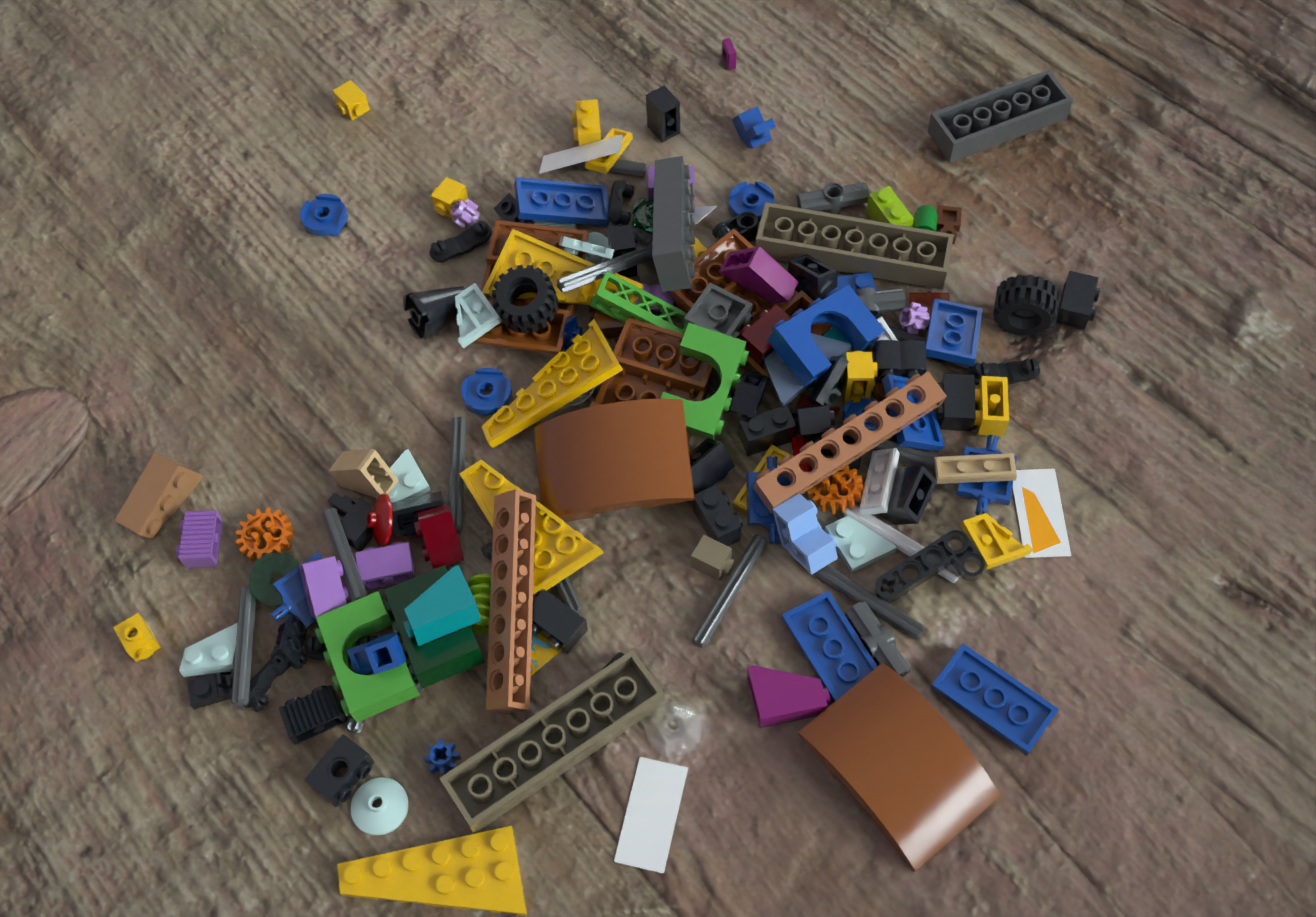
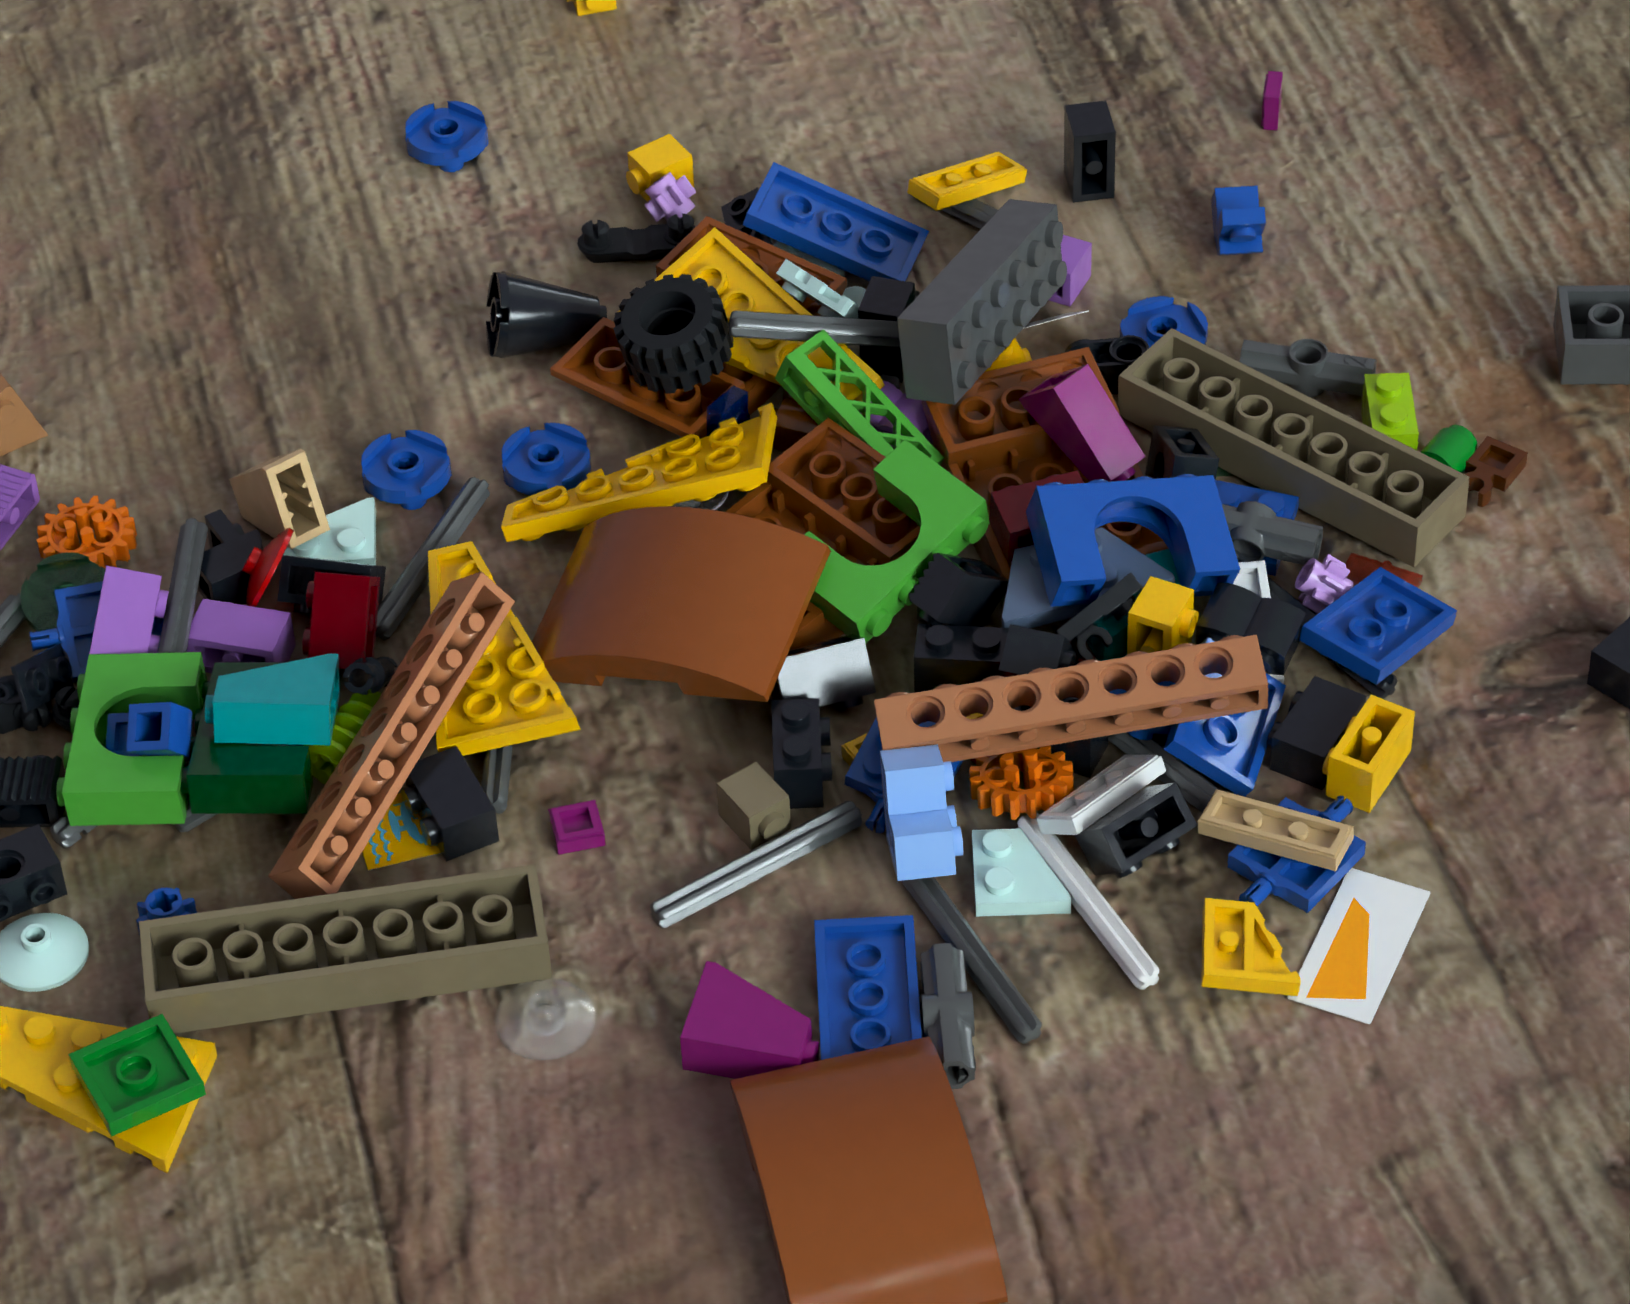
camera: 25 degrees right, 15 degrees down
(418, 436) = (408, 486): none -> blue plate
(474, 315) = (582, 336): light aqua wing -> none
(481, 568) = (369, 675): none -> black pin
(487, 872) = (137, 1074): none -> green plate
(581, 153) = (914, 169): white sticker -> none
(587, 121) = (956, 130): yellow brick -> none
(615, 210) = (929, 255): black piece -> none
(625, 605) = (576, 827): none -> magenta tile
(651, 815) = (437, 1116): white sticker -> none
(720, 311) = (983, 453): dark grey plate -> none
(926, 571) = (1028, 945): black beam -> none
(994, 699) = (1089, 1164): blue plate -> none
(1014, 371) = (1453, 726): black piece -> none
(1026, 305) = (1527, 622): black tyre -> none

